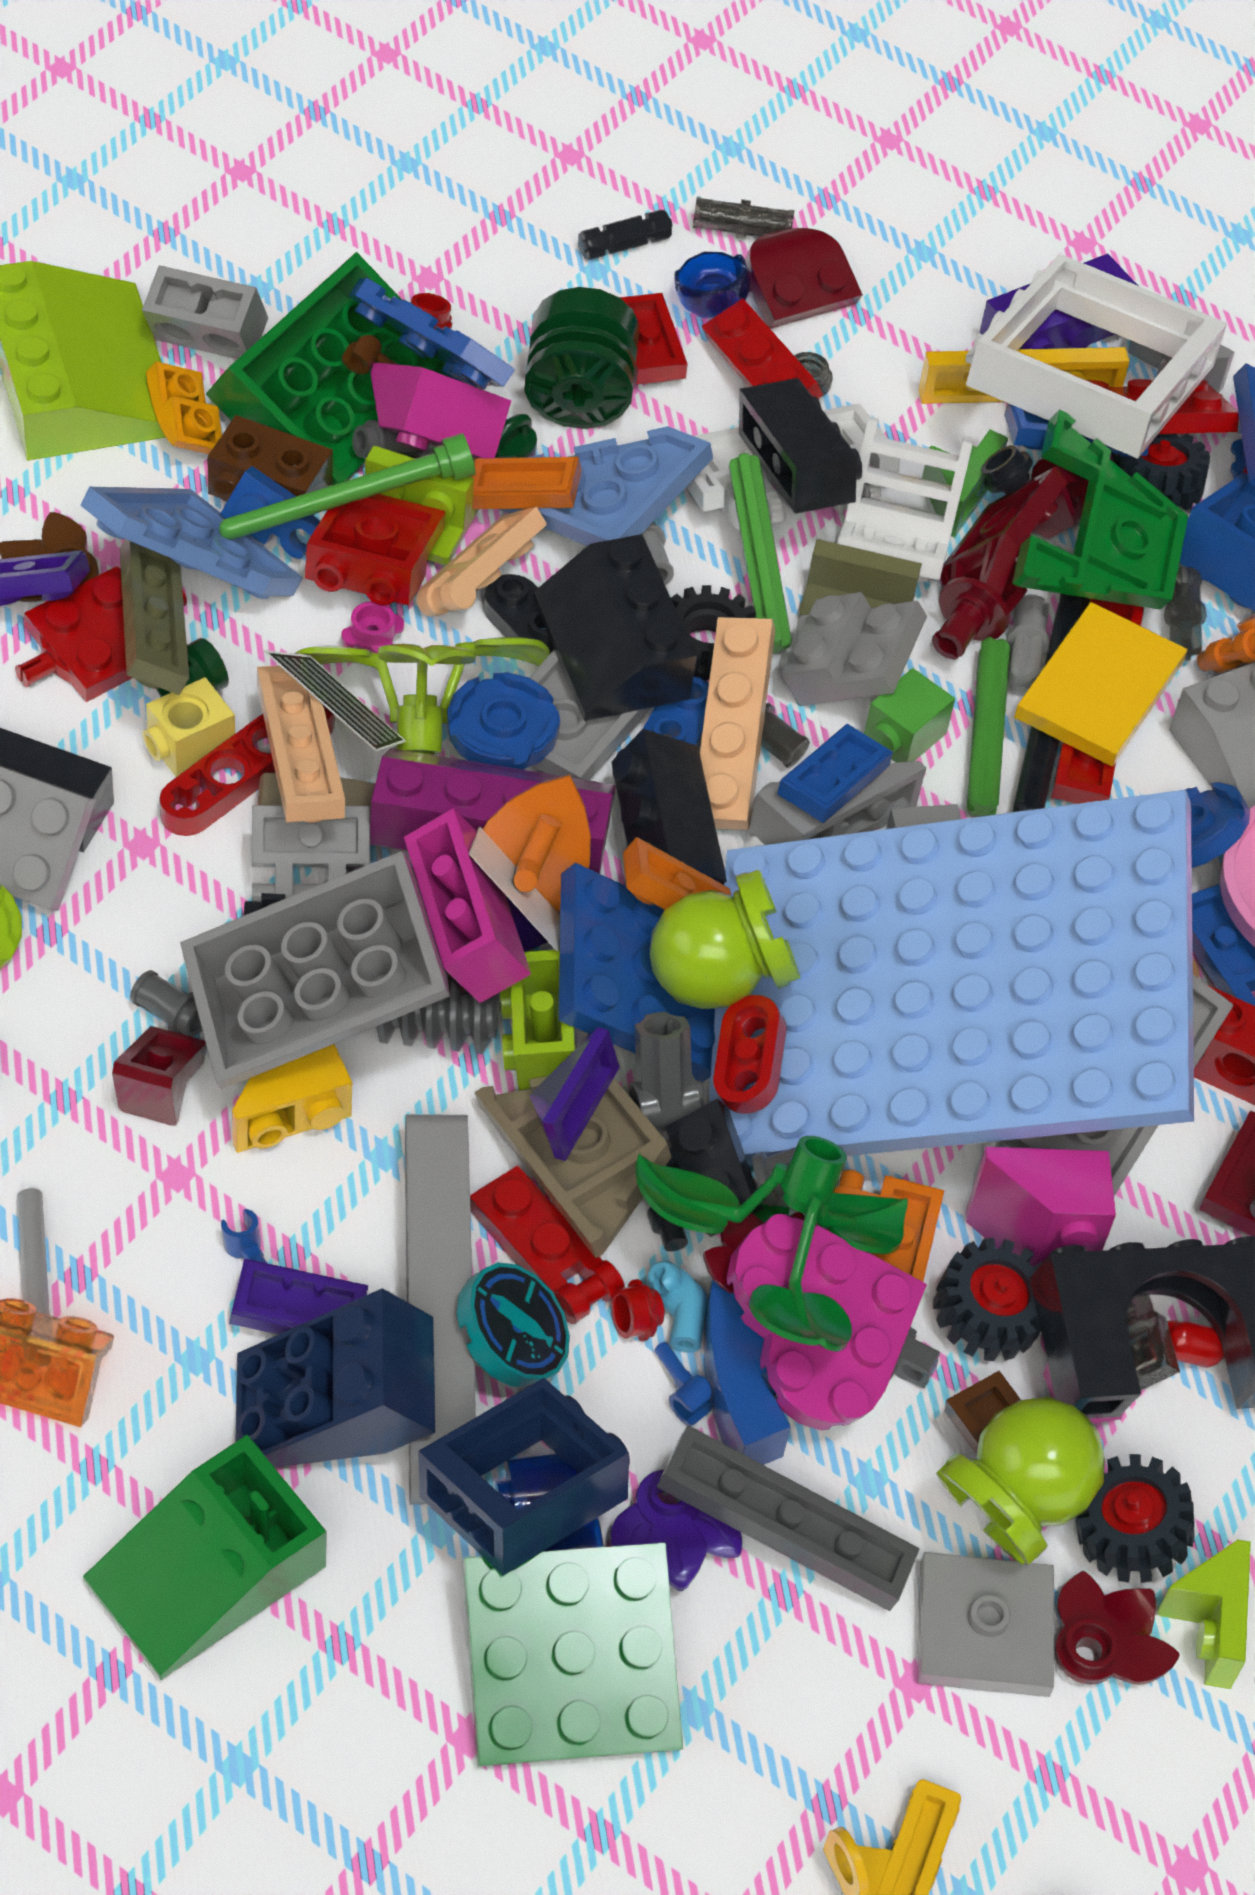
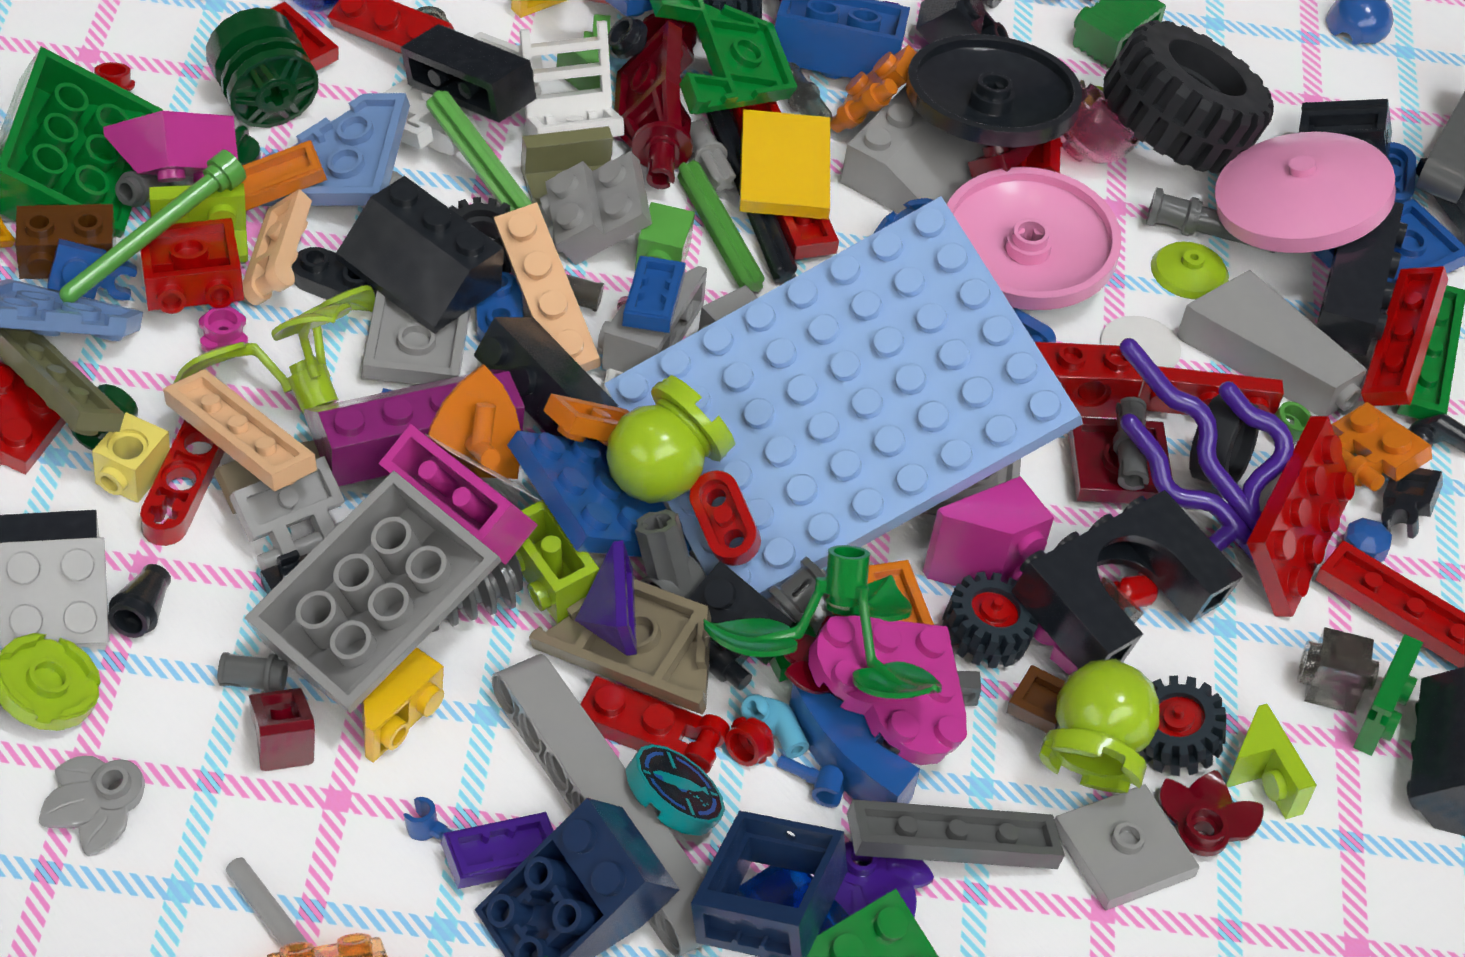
camera: 30 degrees left, 5 degrees down
(104, 882) = (139, 603): none -> black cone
(338, 699) = (244, 387): sticker -> none
(363, 353) = (91, 125): reddish brown hand -> none
(463, 357) = (135, 88): blue plate -> none
(503, 721) = (376, 356): blue tile -> none

